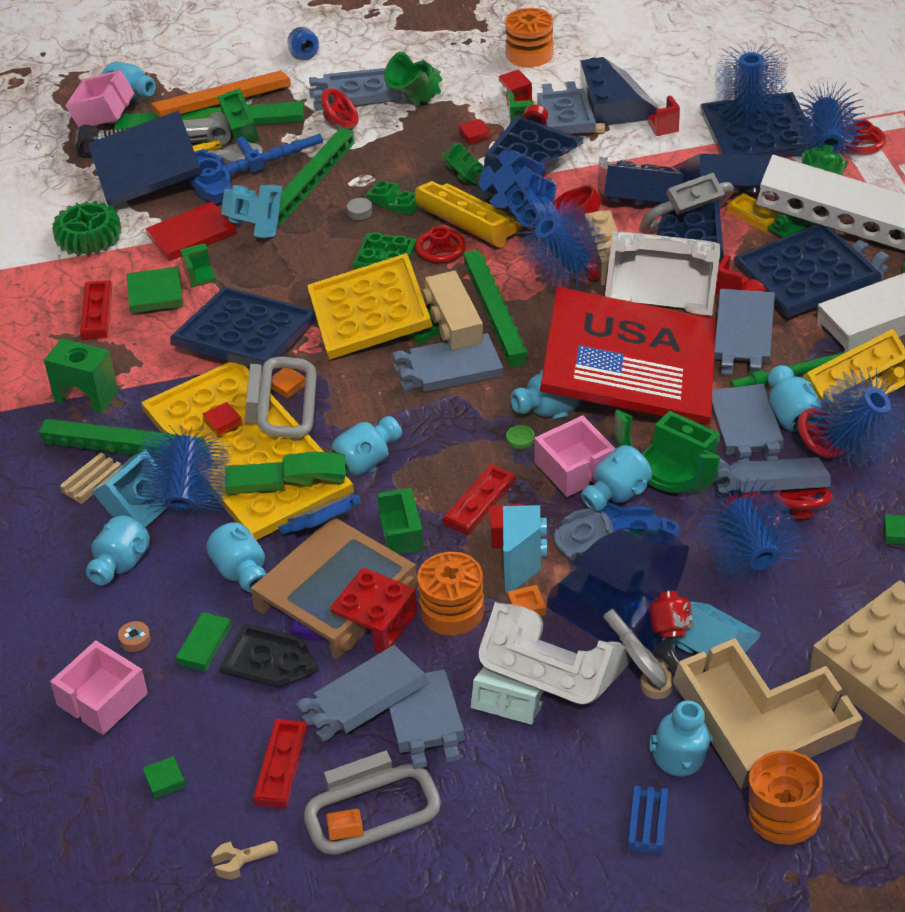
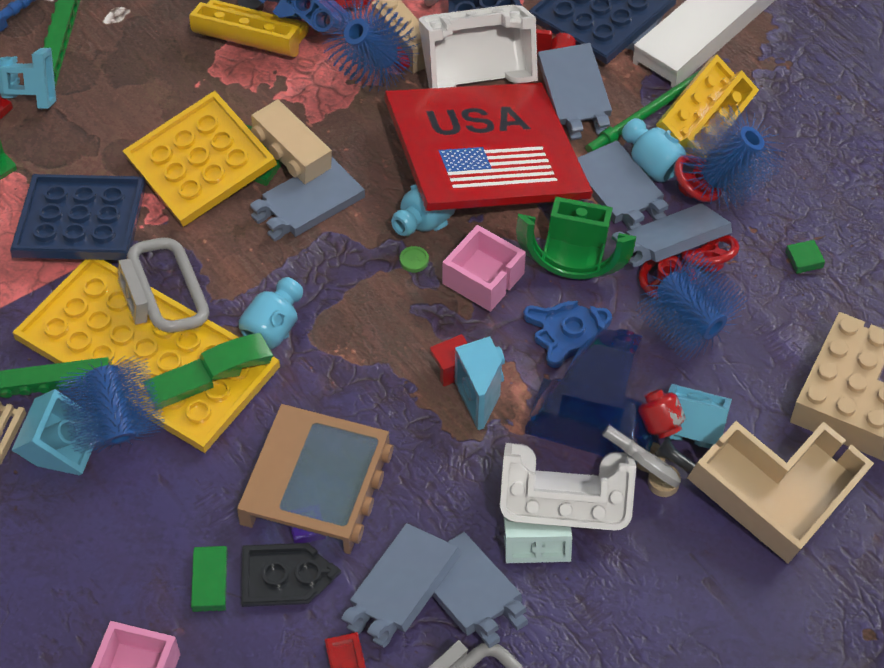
camera: 25 degrees left, 10 degrees up
(117, 549) = (72, 506): medium azure piece -> none
(134, 636) = (134, 596): nougat tile -> none
(222, 418) = (111, 327): red tile -> none
(237, 554) = (203, 476): medium azure piece -> none
(287, 382) = (155, 264): orange tile -> none
(320, 513) = (264, 404): blue tile -> none
(359, 209) = (131, 48): light grey tile -> none
(377, 605) = (369, 487): red bracket -> none
(382, 247) = (179, 91): green tile -> none
(392, 198) = (158, 28): green slope -> none
(400, 521) = (345, 387): green panel -> none
(440, 242) = (235, 66): red piece -> none
(451, 593) = (436, 451): orange wheel -> none
(478, 498) = (407, 339): red tile -> none
(495, 310) = (324, 126): green piece -> none
(529, 598) = (504, 432): orange tile -> none
(580, 531) = (528, 347): sand blue tile -> none
(617, 478) = (538, 281): medium azure piece -> none
(650, 796) = (714, 597): blue tile -> none
(681, 740) = (723, 536): medium azure piece -> none
(785, 797) = (840, 562): orange wheel -> none

